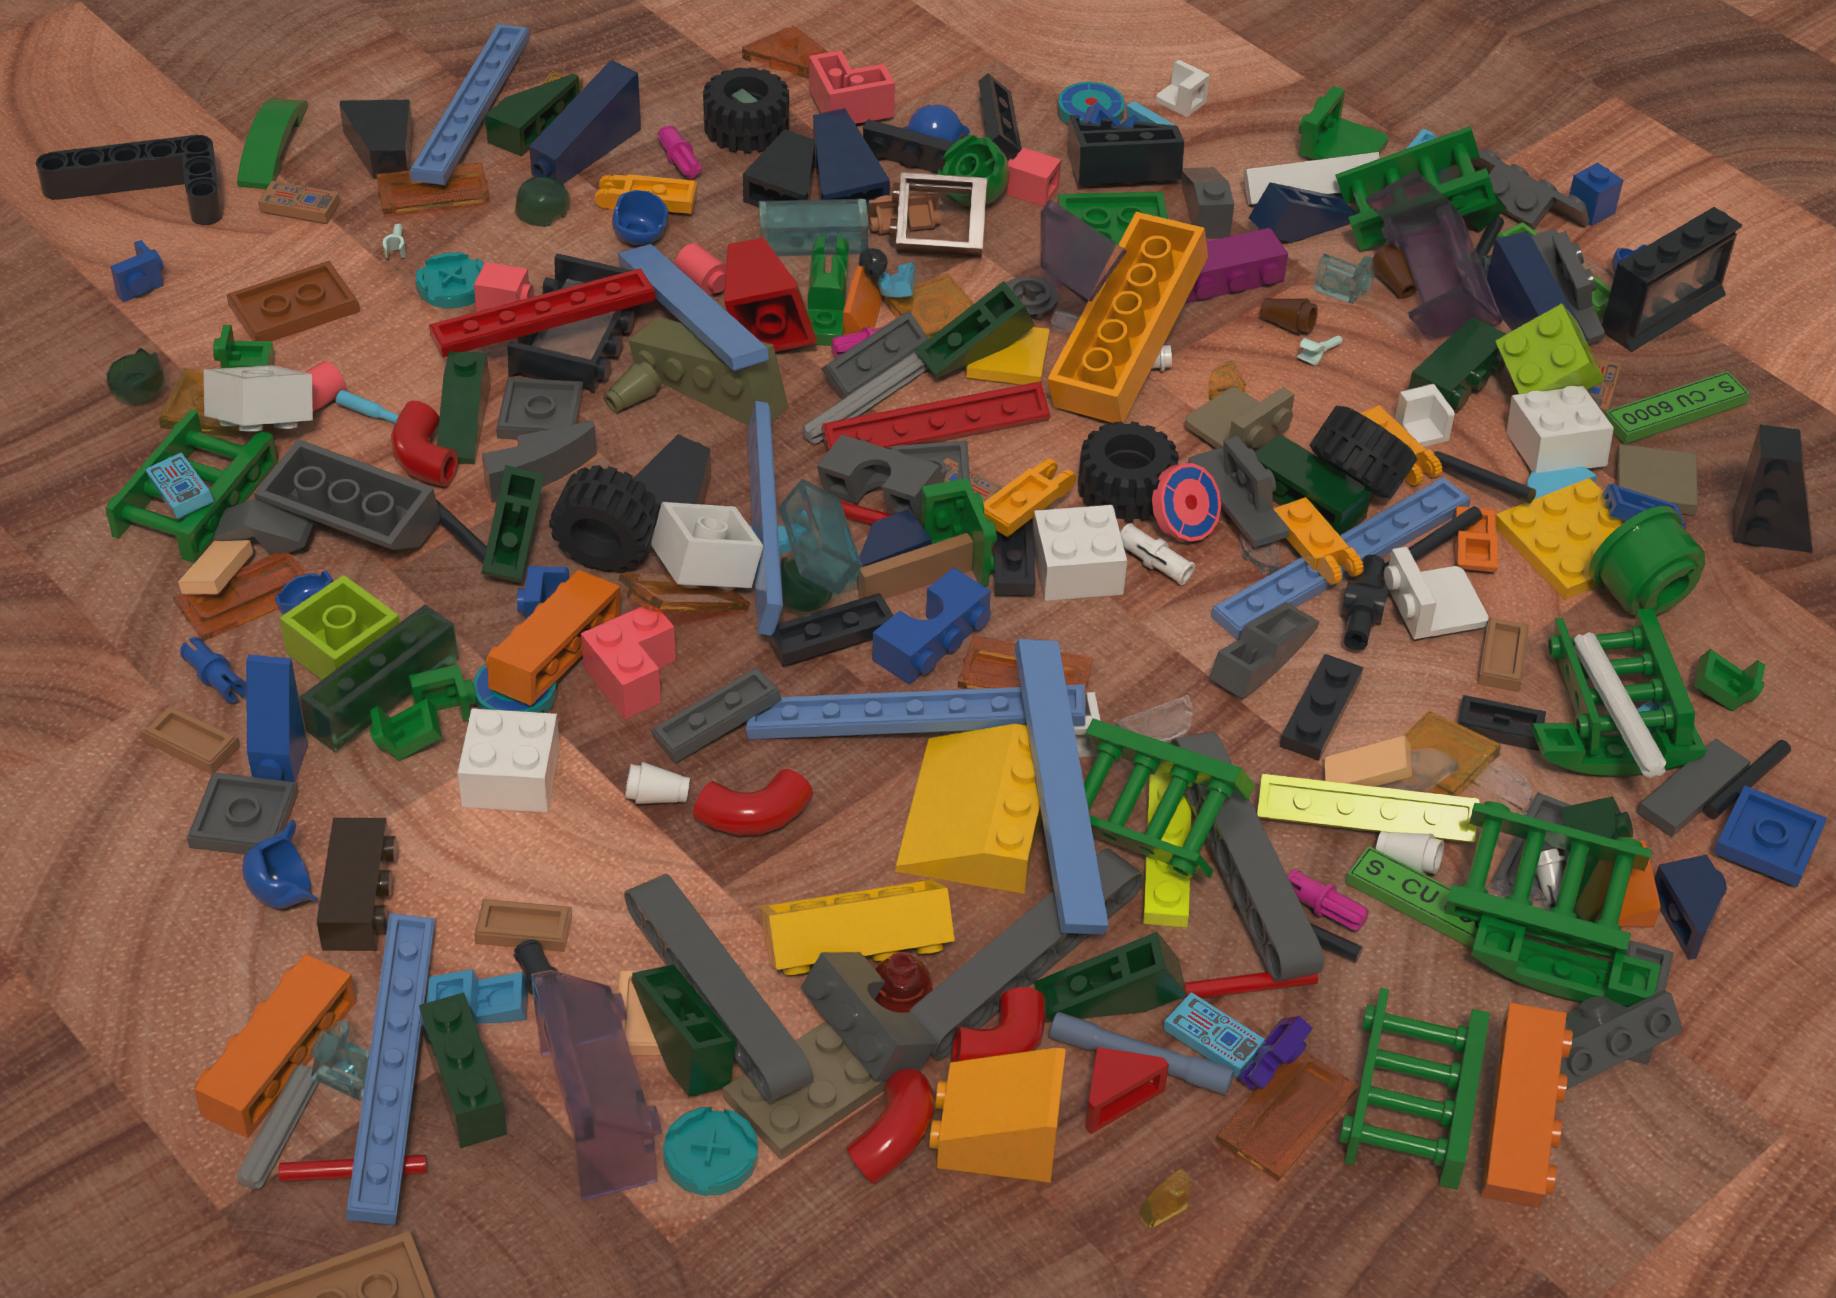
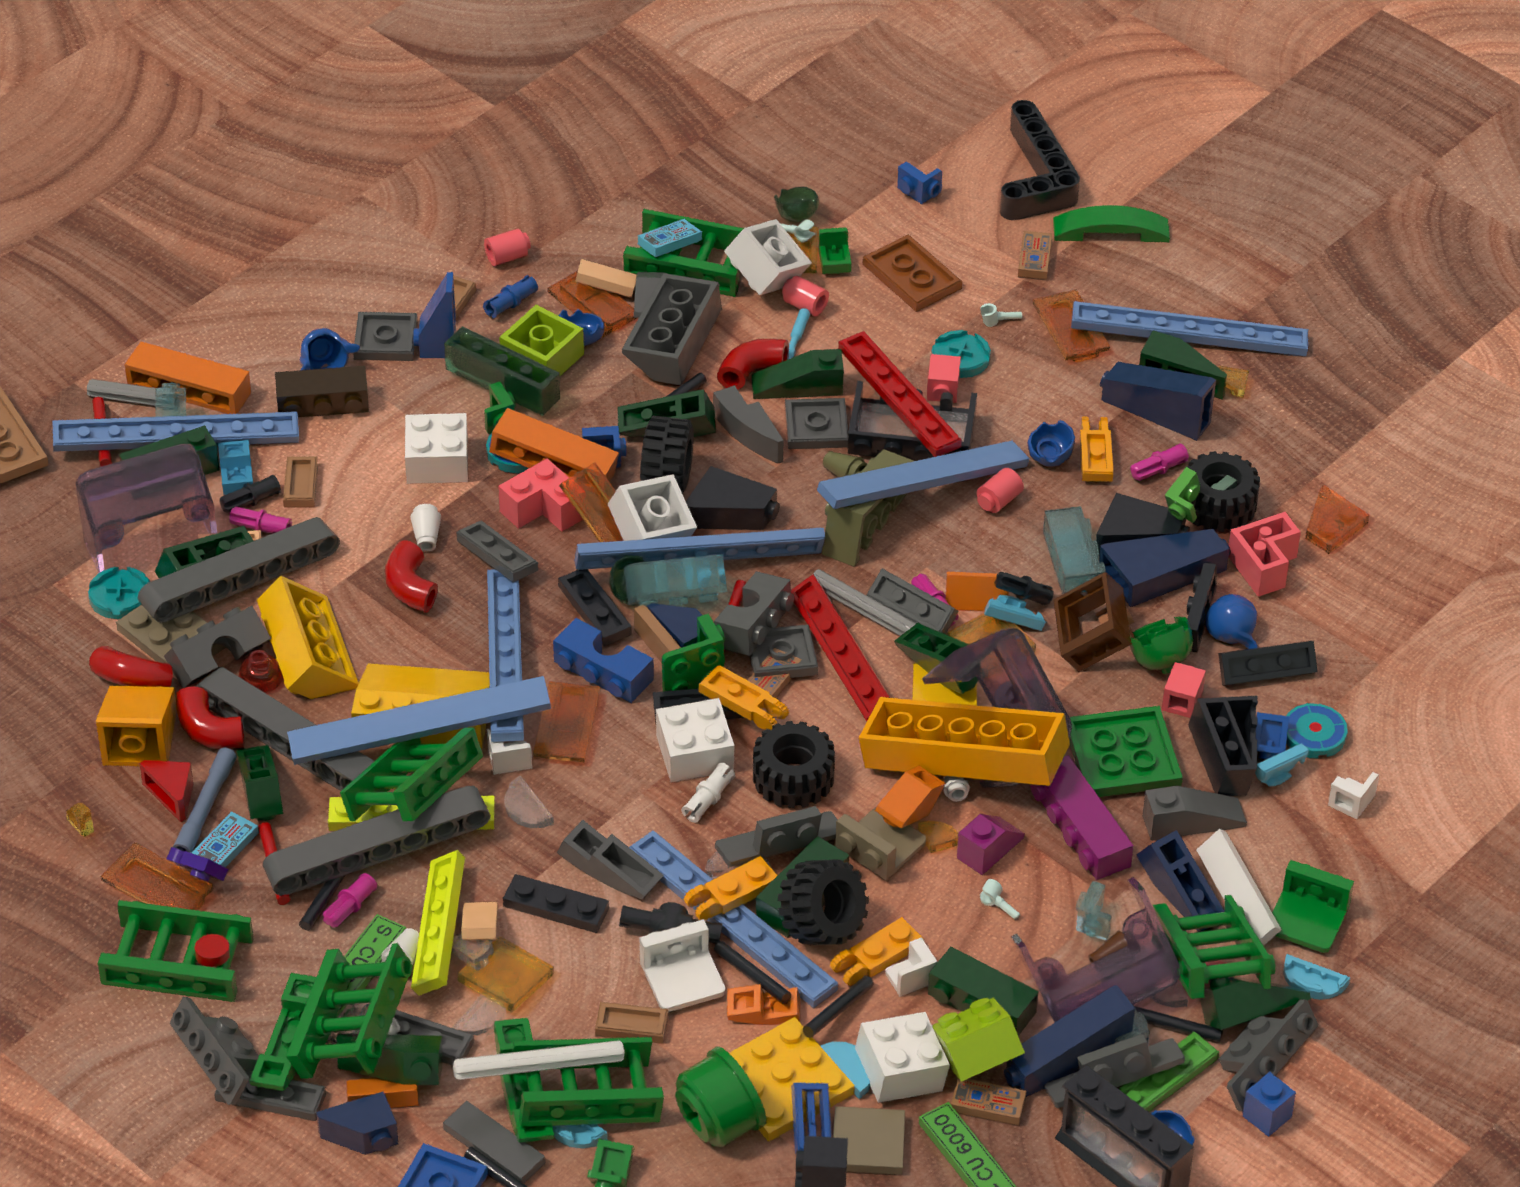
camera: 85 degrees right, 0 degrees up
(112, 664) = (507, 246): none -> coral brick
(193, 371) = (801, 231): none -> light aqua hand
(379, 133) = (1124, 281): black slope -> none
(407, 730) = (461, 393): green bracket -> none
(541, 201) = (1071, 388): clear green hair -> none
(609, 958) = (258, 520): none -> dark pink axle
(766, 296) = (950, 518): red slope -> none
(777, 115) = (1182, 492): none -> bright green bracket
(828, 291) = (989, 559): green plate -> none
(1186, 502) = (755, 796): coral tile -> none
(1194, 378) = (910, 798): none -> orange slope
(1246, 339) = (986, 842): none -> magenta slope
(1292, 314) = (1033, 878): reddish brown cone -> none
(1437, 1032) = (212, 950): none -> red tile
(1501, 727) = (558, 993): black tile -> none
(1525, 1105) = (146, 995): orange brick -> none

